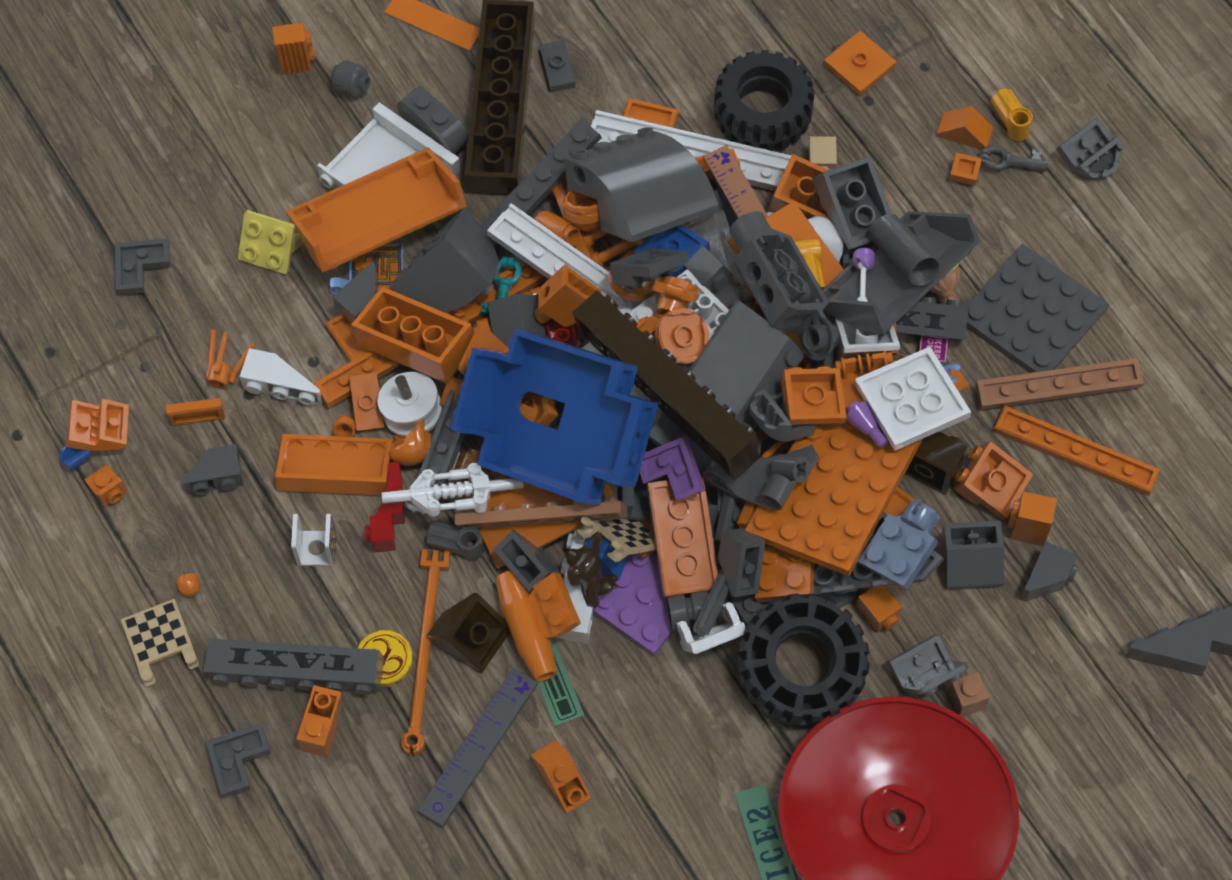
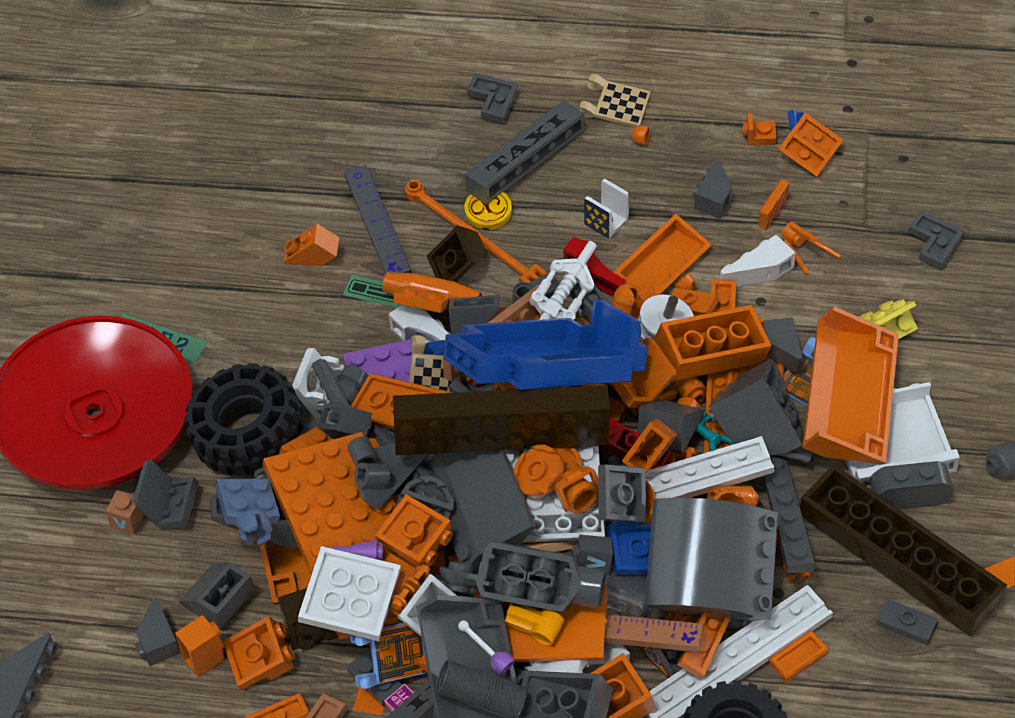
camera: 130 degrees right, 10 degrees down
(320, 721) = (470, 141): orange slope -> none
(586, 570) = (425, 326): dark brown animal -> none

